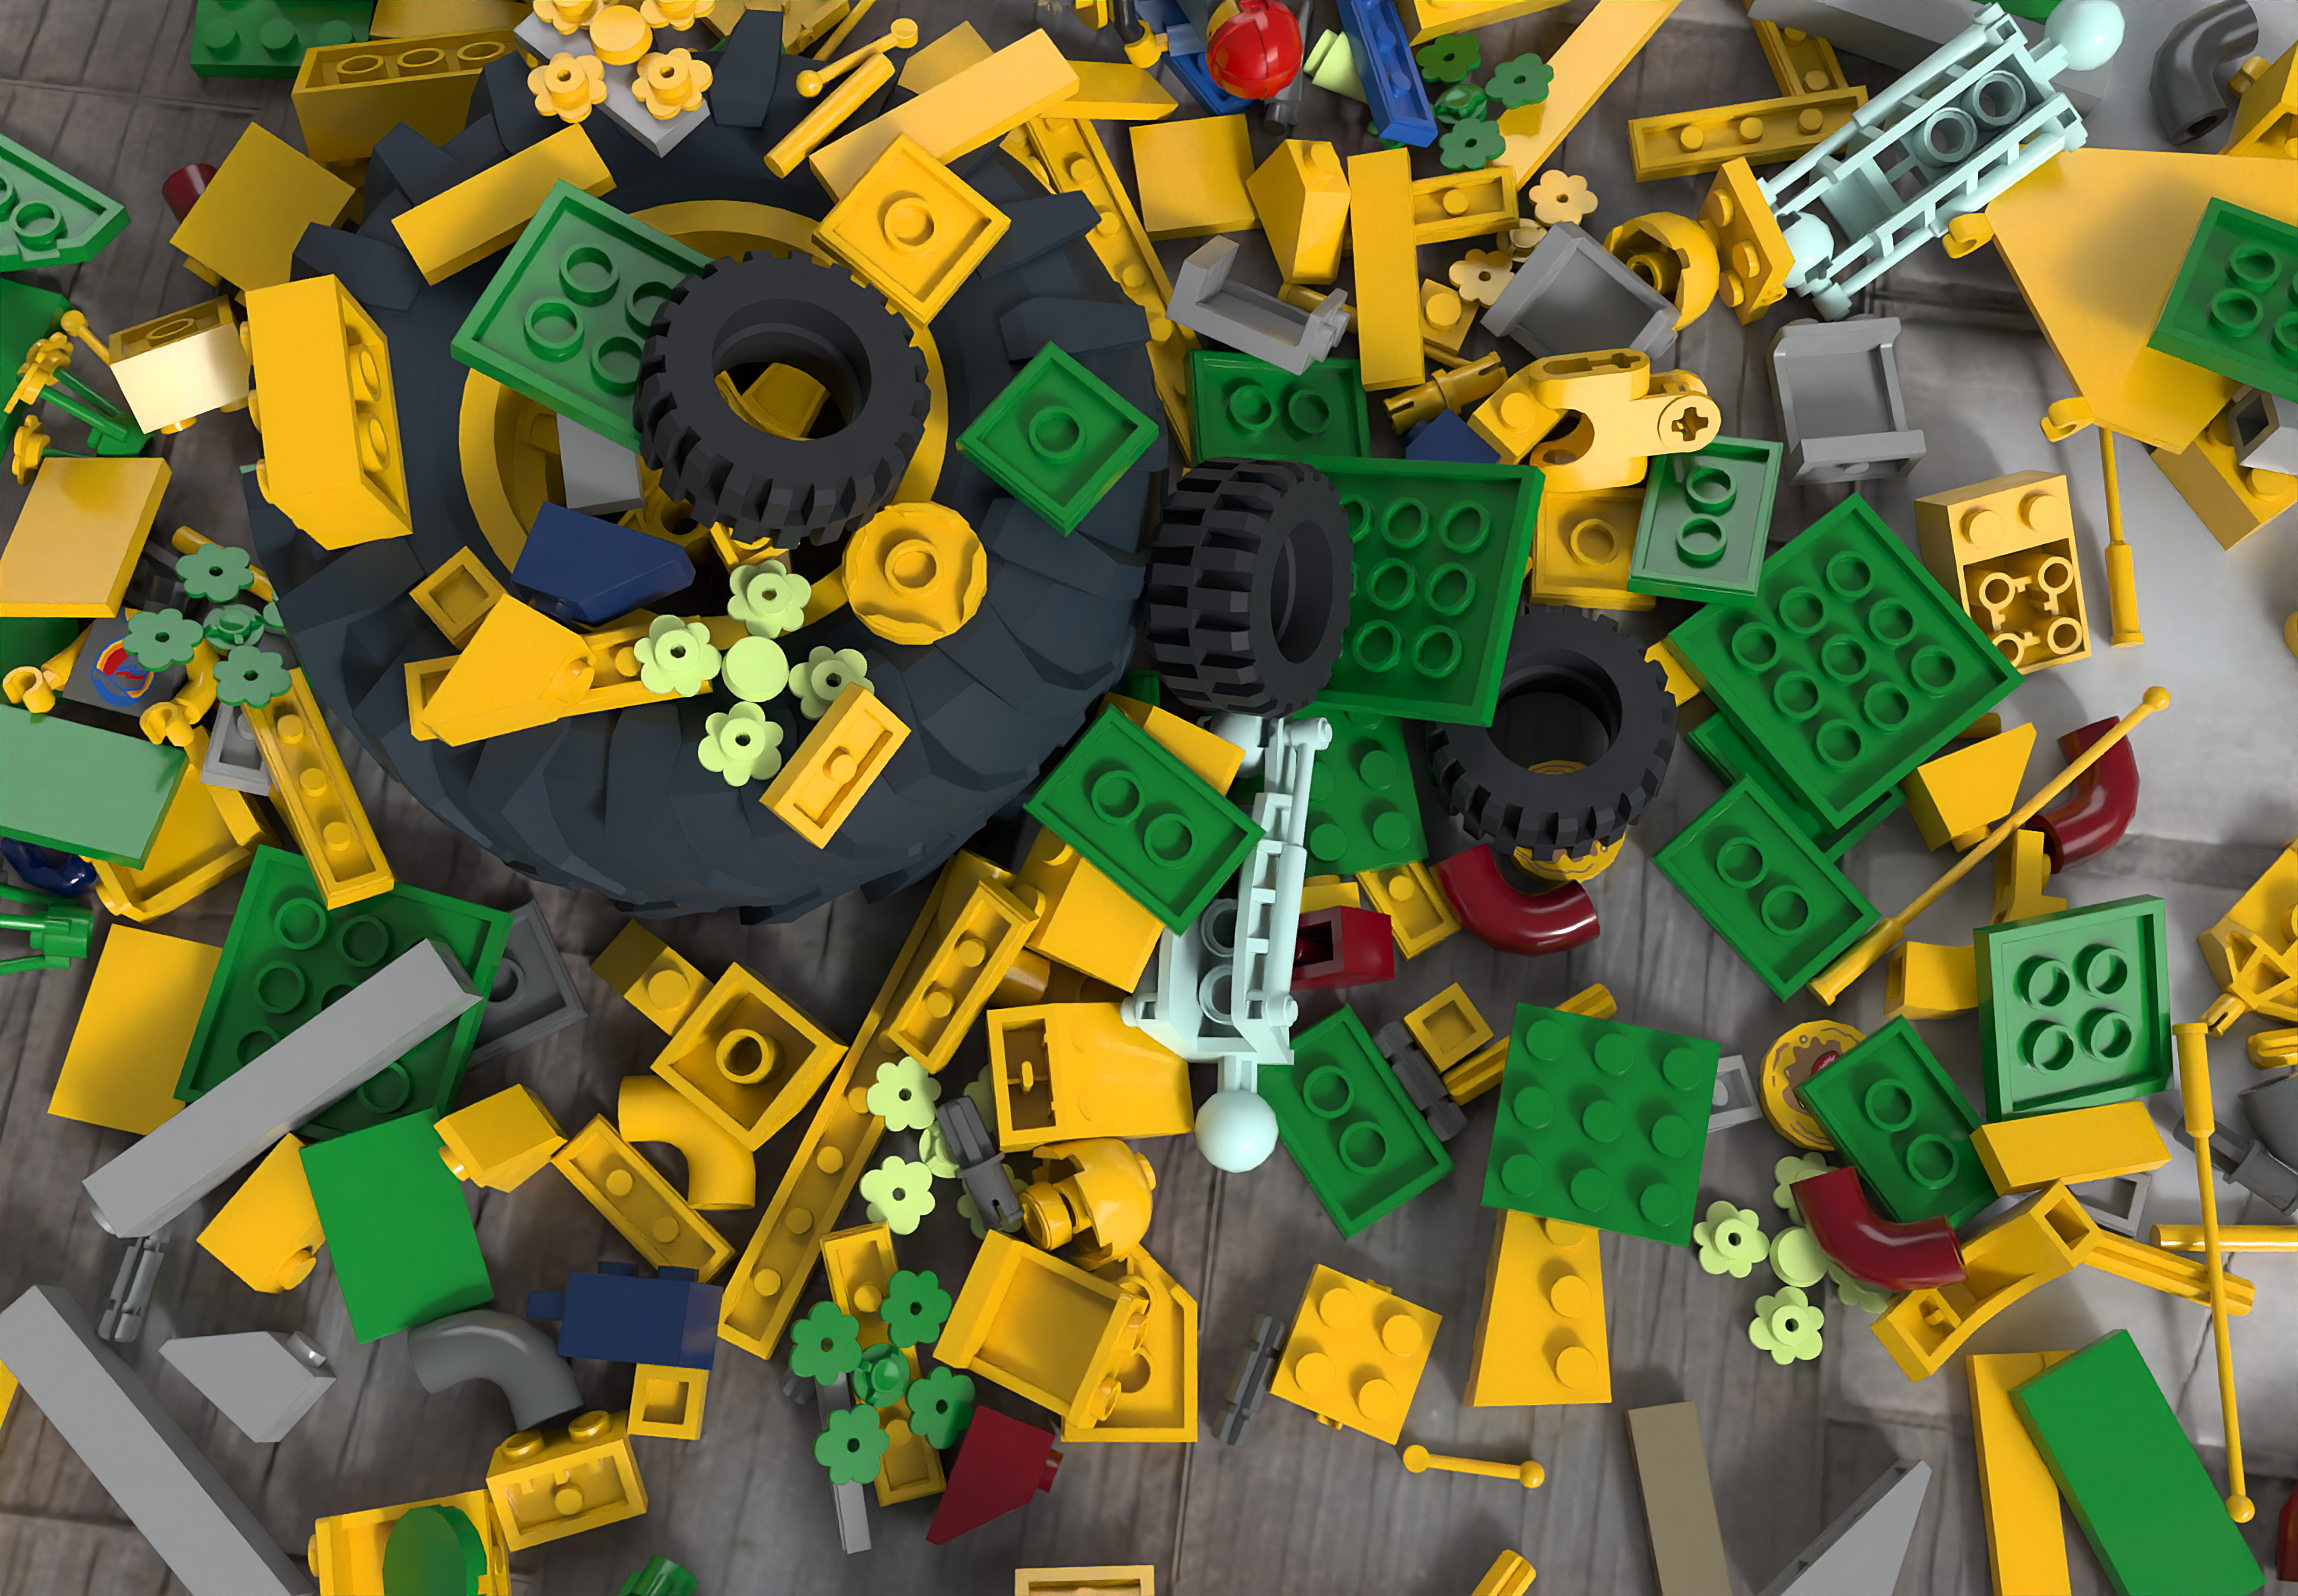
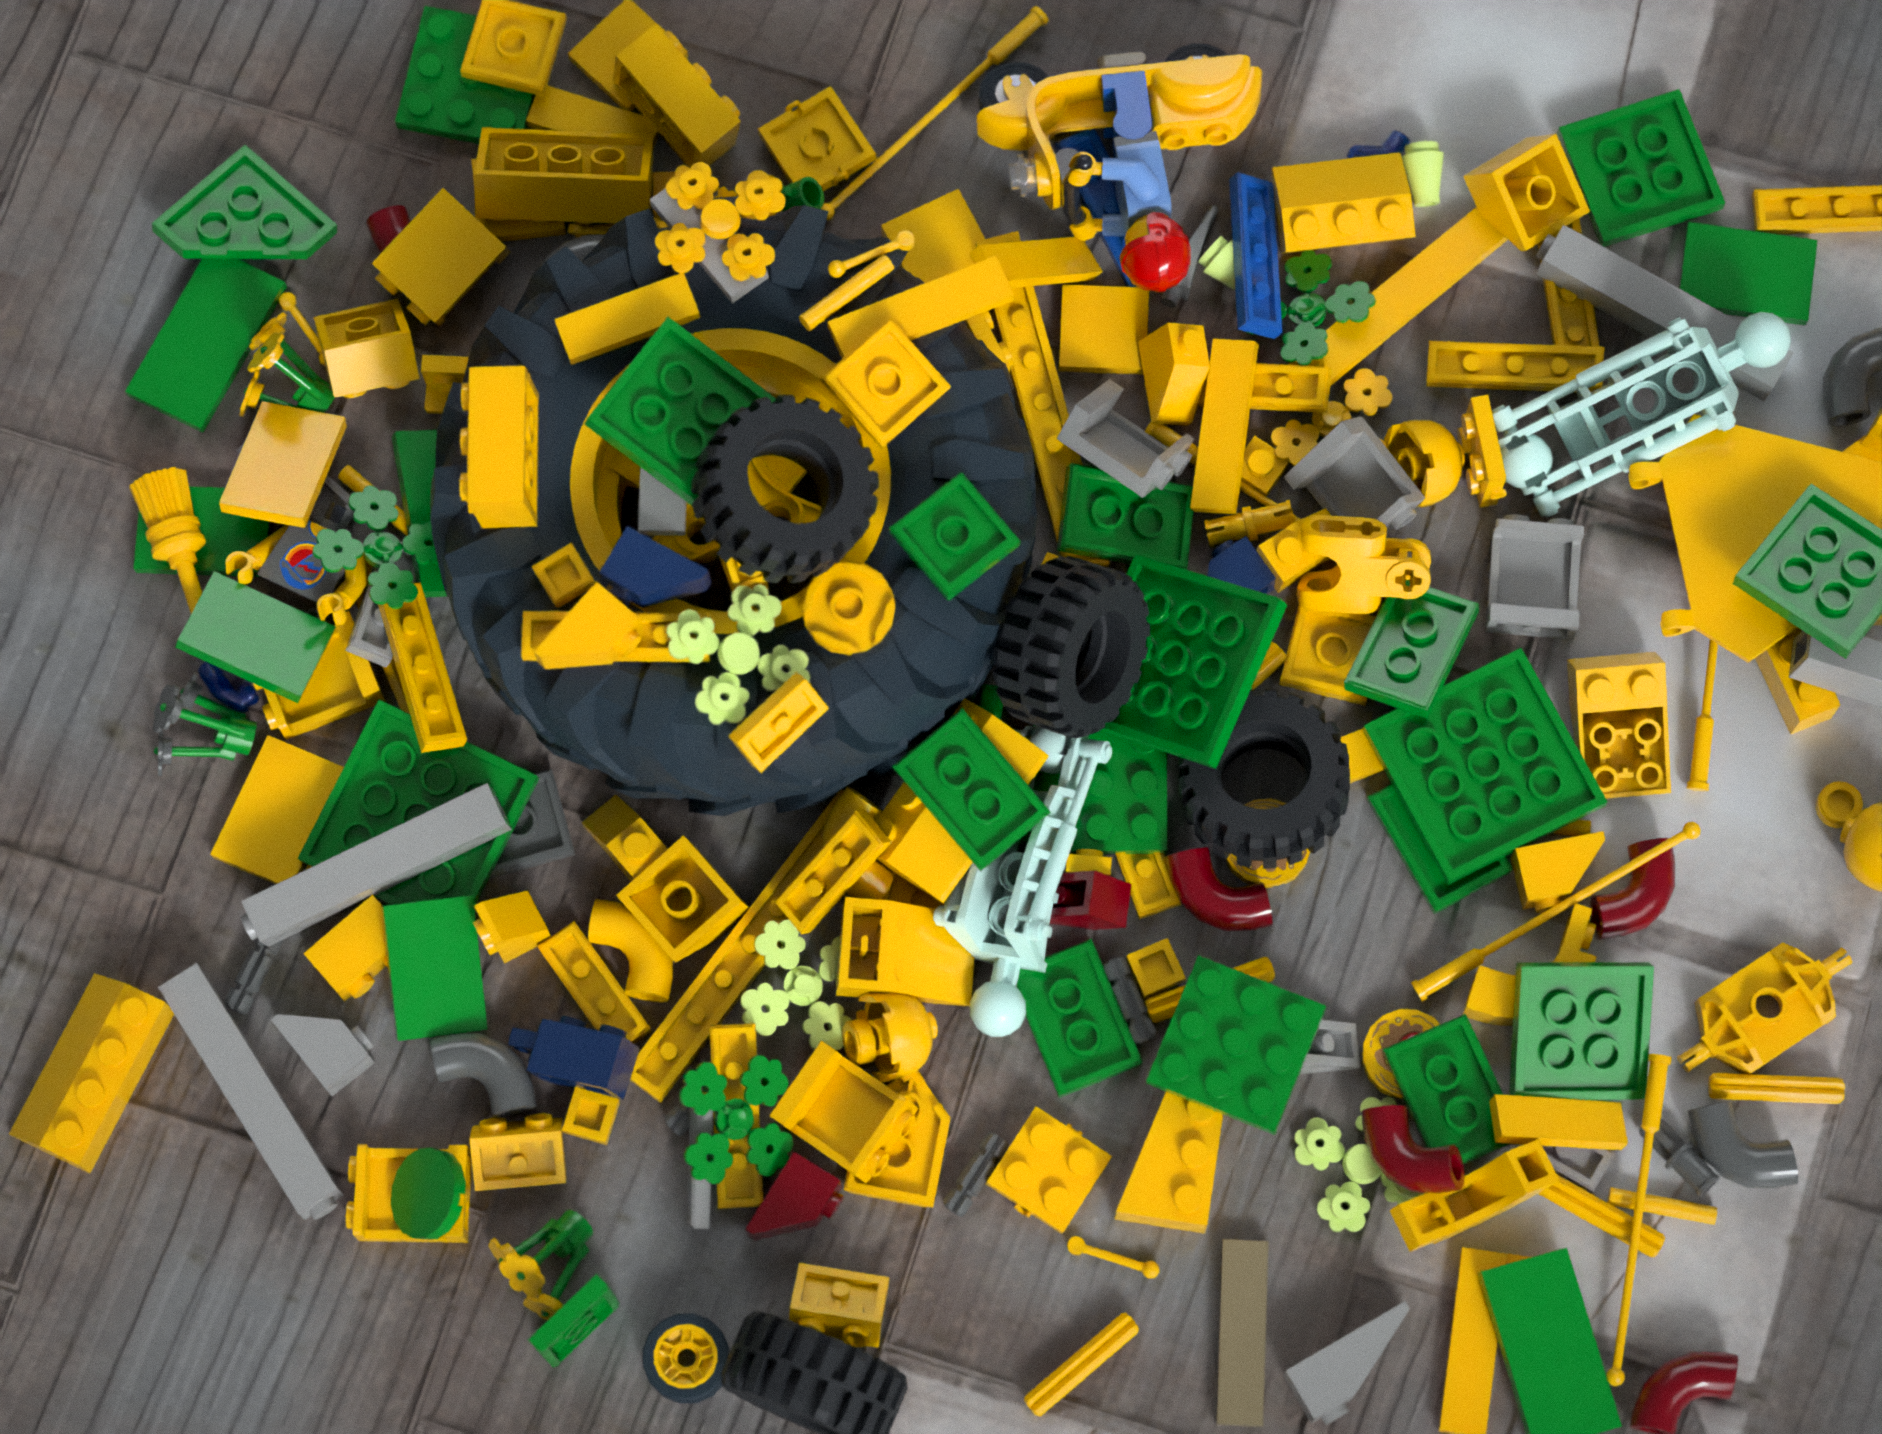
camera: 15 degrees right, 0 degrees up
(978, 1161) = (821, 996): dark grey axle -> none
(1765, 887) = (1395, 912): green tile -> none

